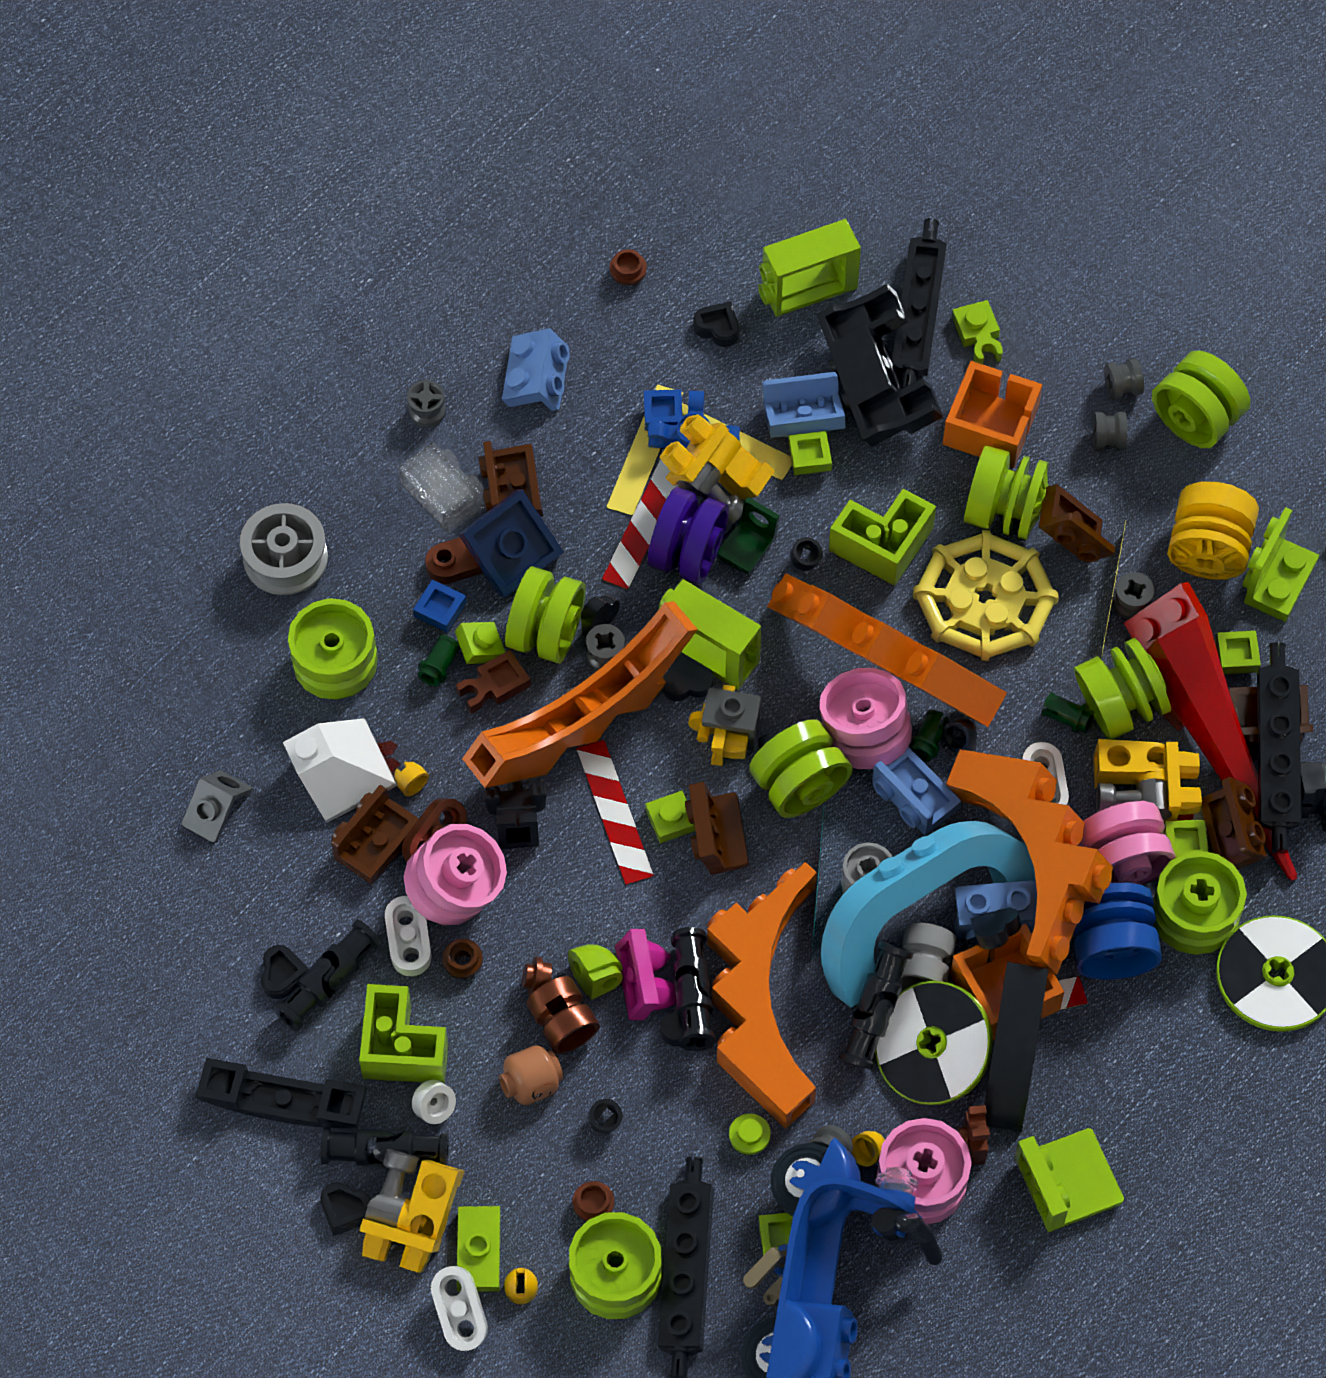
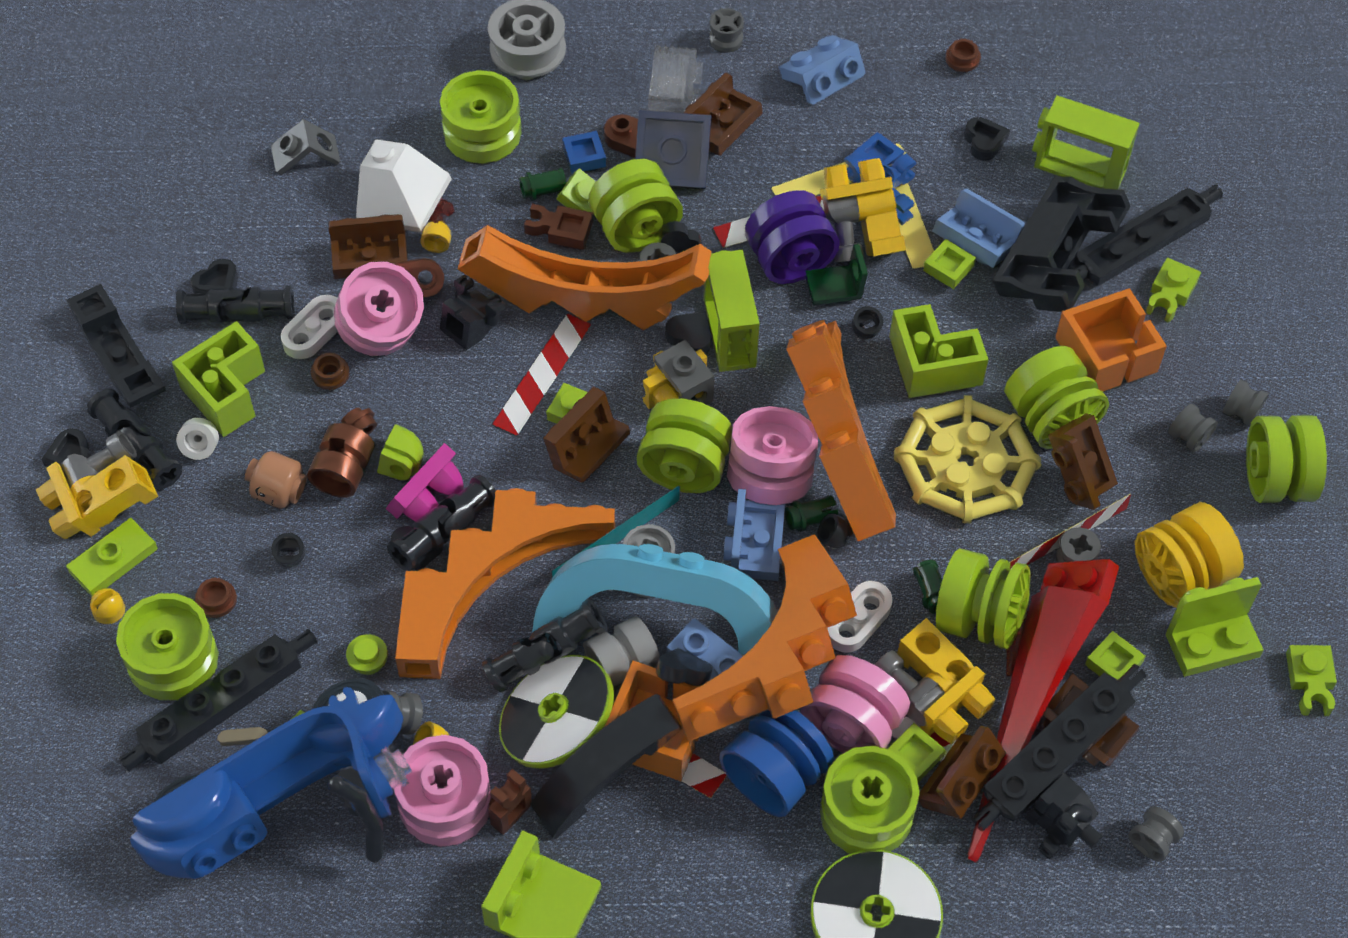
camera: 45 degrees right, 5 degrees down
(455, 1309) = (46, 577): white plate -> none

